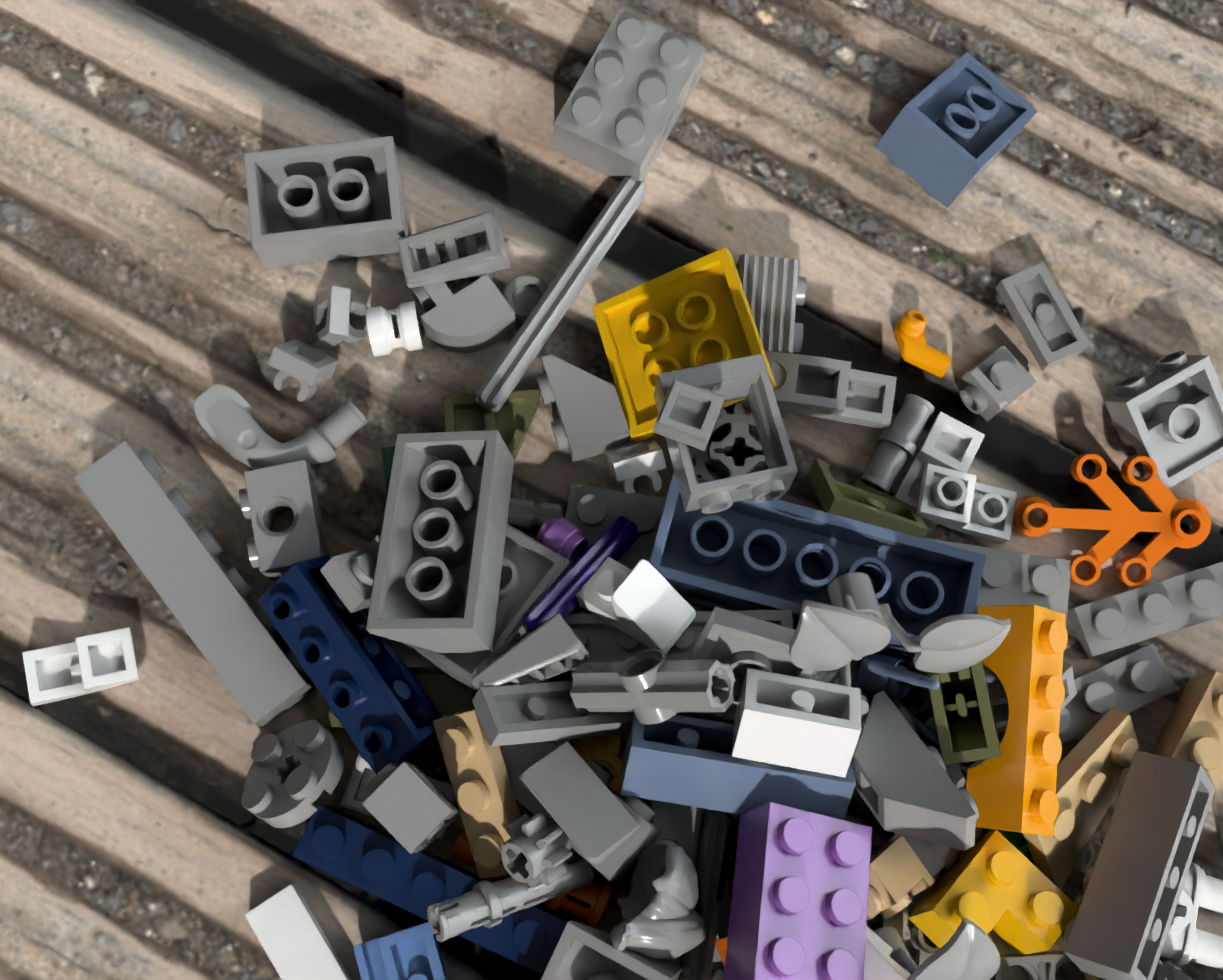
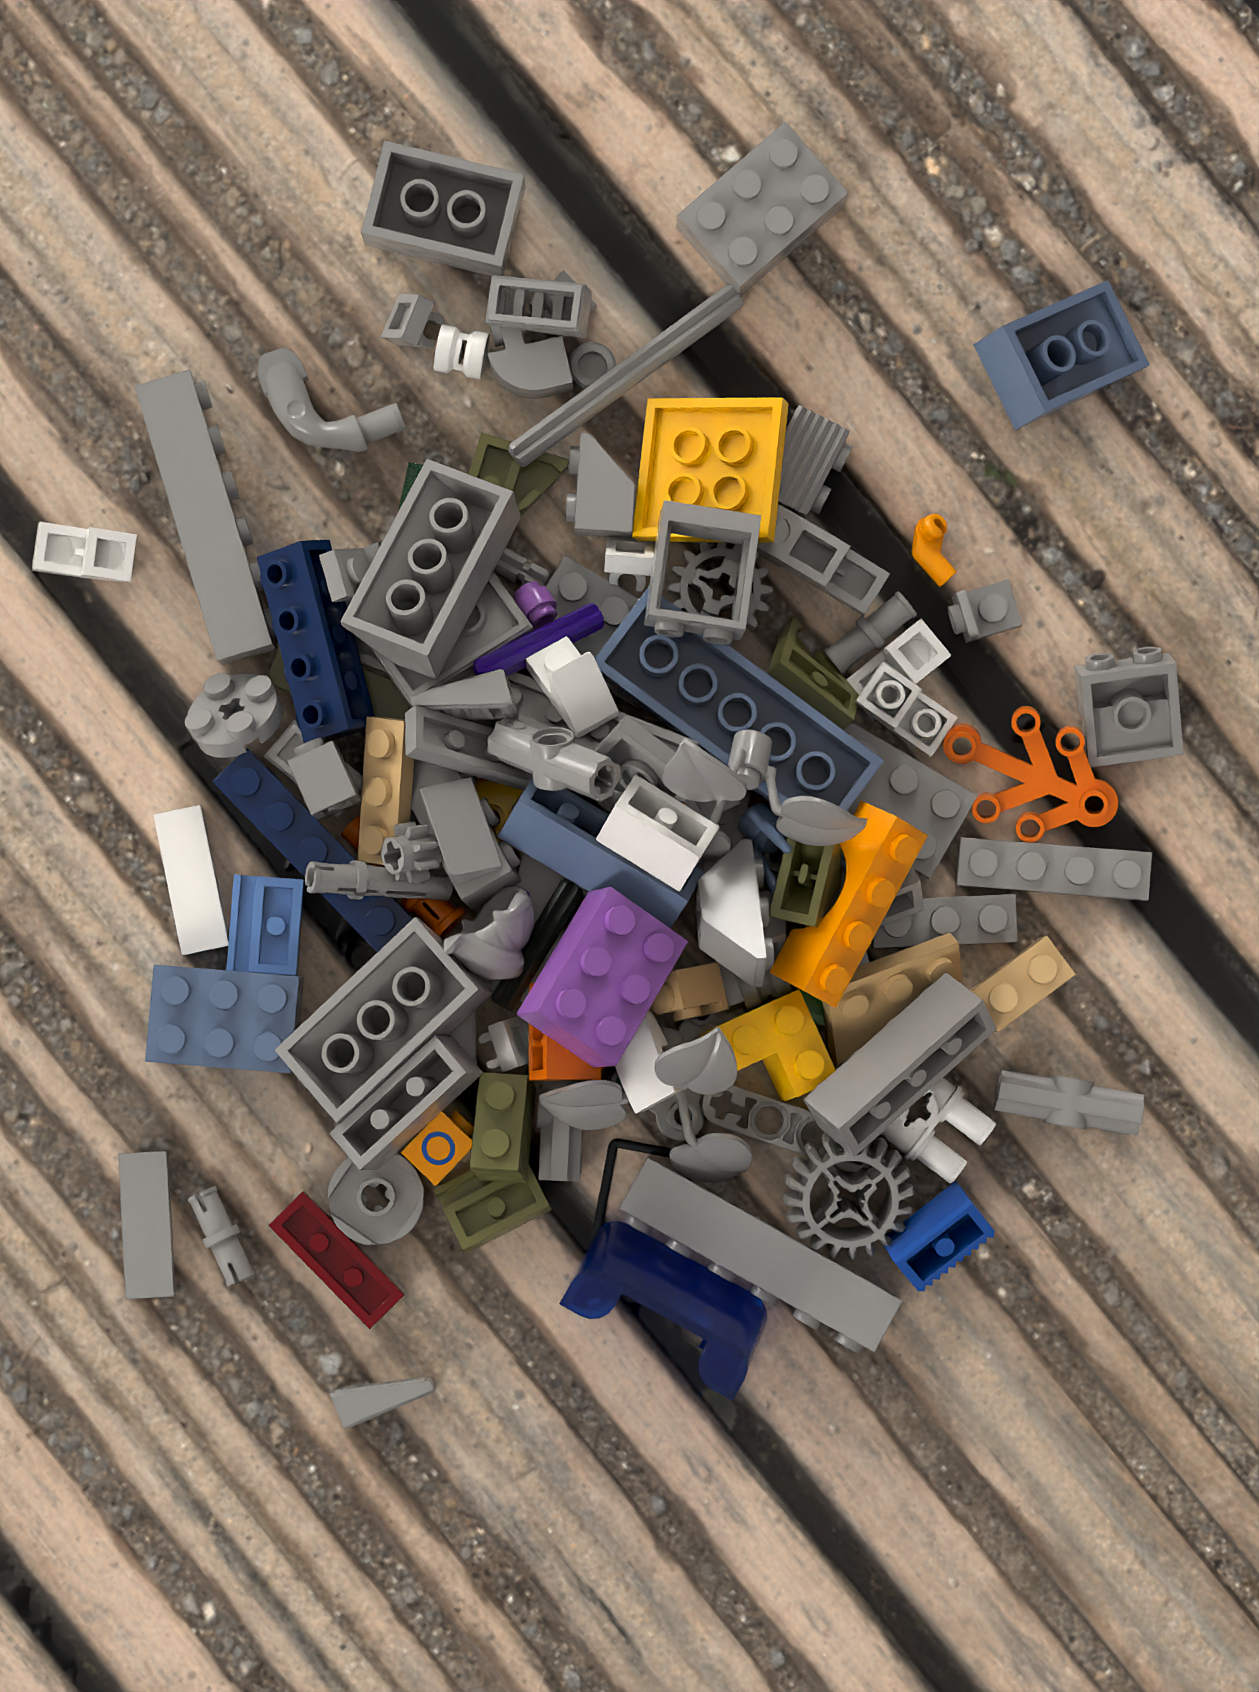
camera: 20 degrees right, 10 degrees up
(279, 490) = (301, 462): light grey brick -> none
(302, 363) = (367, 354): light grey tile -> none
(688, 414) = (674, 546): light grey tile -> none
(1042, 316) = (1056, 566): light grey plate -> none

